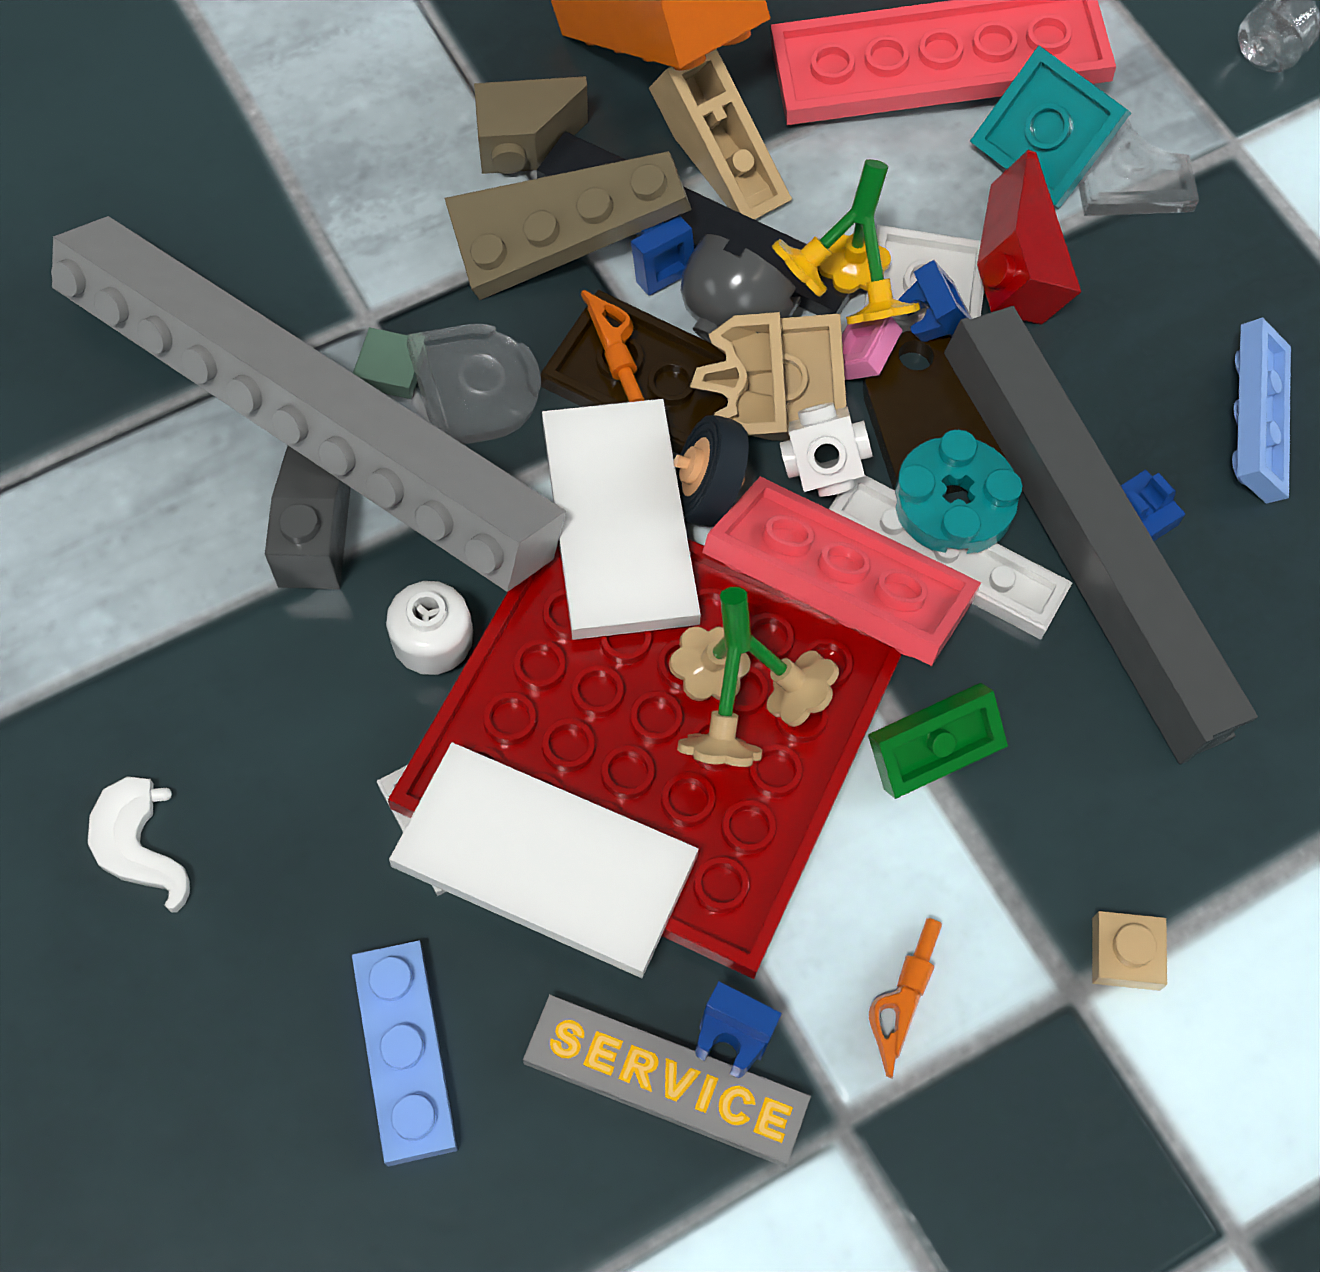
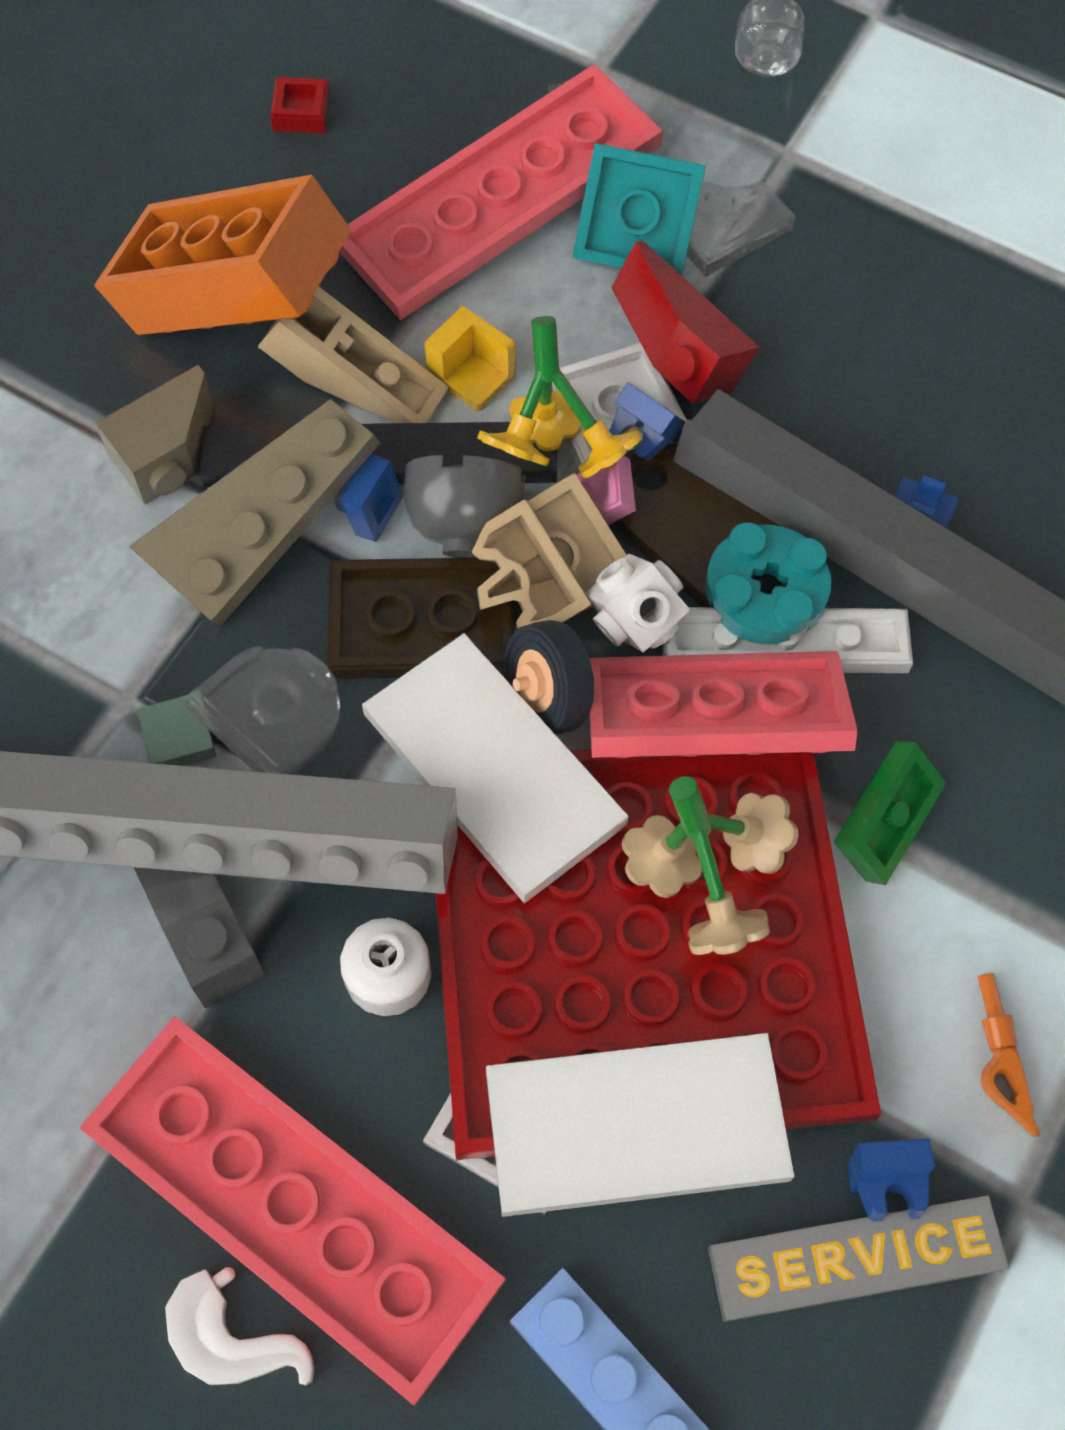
camera: 30 degrees left, 0 degrees up
(244, 776) = (295, 1209): none -> coral plate
(613, 341) = (379, 602): orange hand -> none
(820, 181) = (471, 358): none -> yellow panel
(1263, 411) = (963, 376): light blue plate -> none

